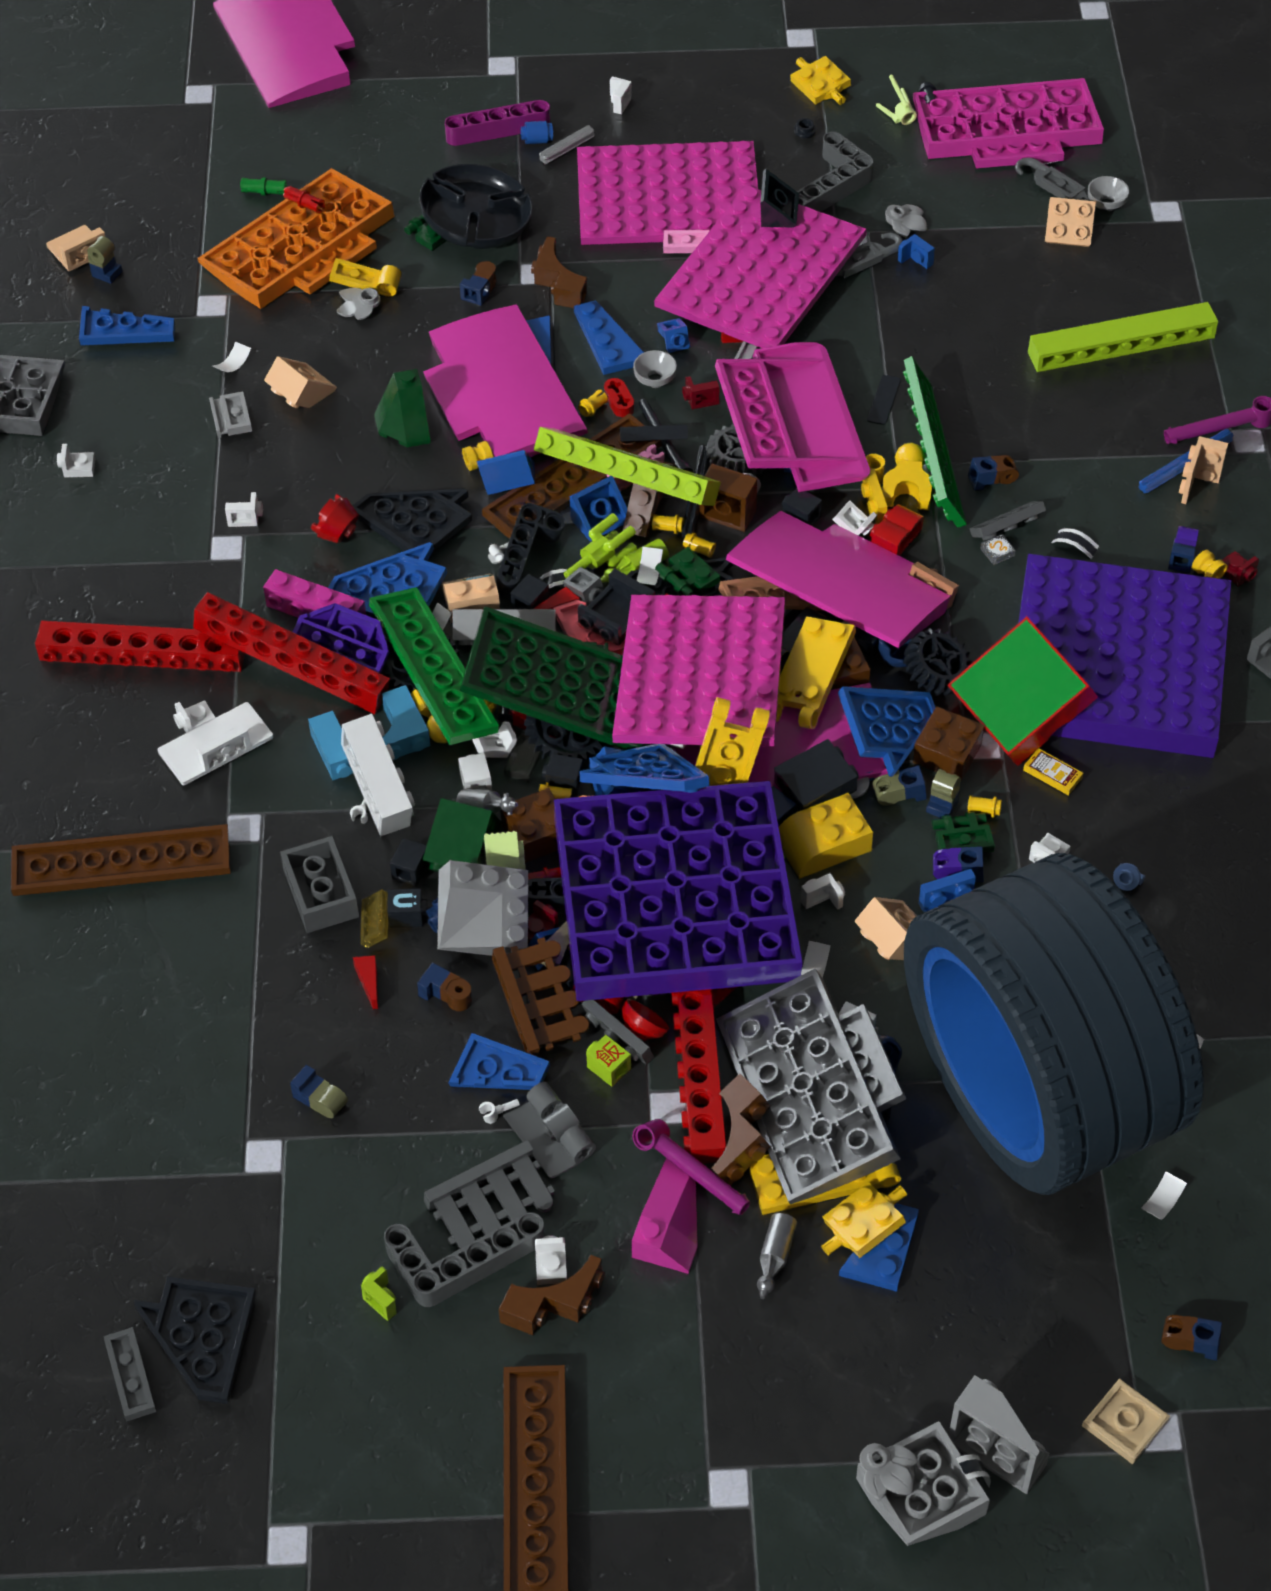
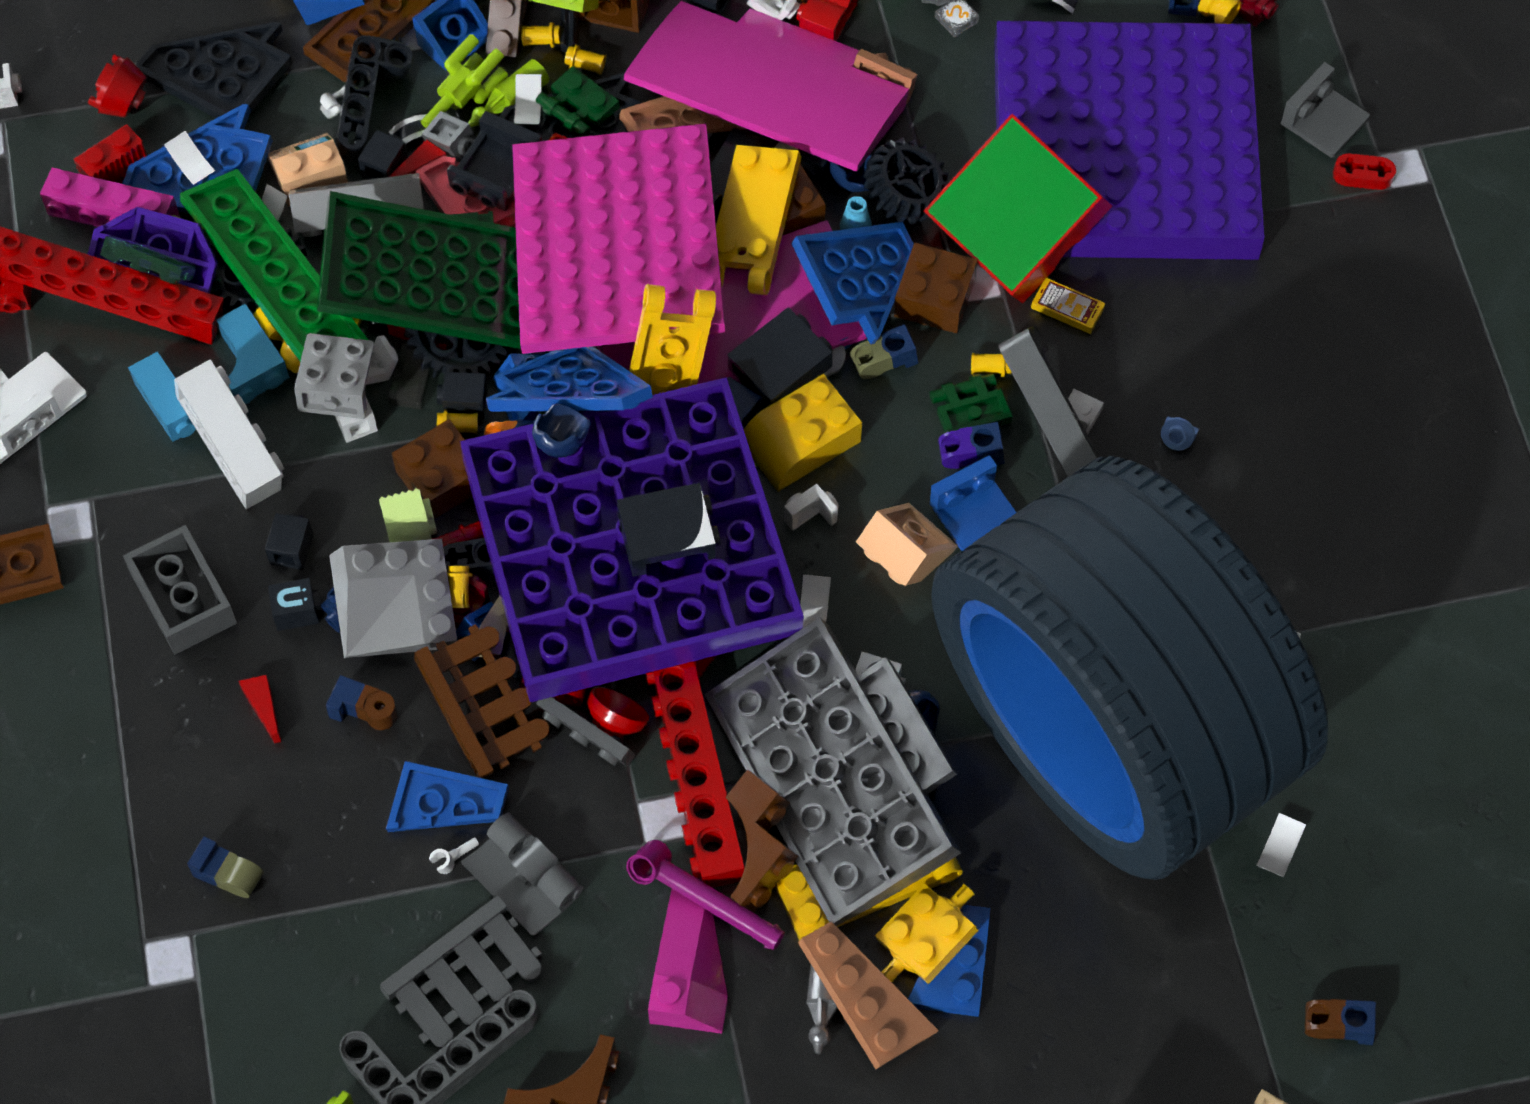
camera: 10 degrees left, 10 degrees up
(322, 567) = (112, 156): none -> red brick
(334, 641) = (146, 259): none -> clear green hinge
(360, 809) = (213, 478): white hand -> none
(374, 918) = (257, 624): clear yellow plate -> none
(380, 575) = (188, 158): none -> white sticker
(459, 834) = (347, 502): dark green slope -> none
(464, 743) = (333, 376): none -> light grey bracket
(487, 800) = (371, 449): flat silver wheel -> none
(535, 908) = (459, 585): none -> yellow pin
(550, 1260) = (551, 1045): white bracket -> none
(608, 1060) = (580, 770): lime brick -> none
(632, 800) = (560, 431): none -> dark blue hair
(704, 879) = (667, 526): none -> black panel
(809, 1263) = (869, 1002): none -> nougat wing
(893, 679) = (855, 214): none -> medium azure cone
(944, 794) = (940, 358): leg -> none
(1012, 802) = (1047, 399): none -> dark grey beam

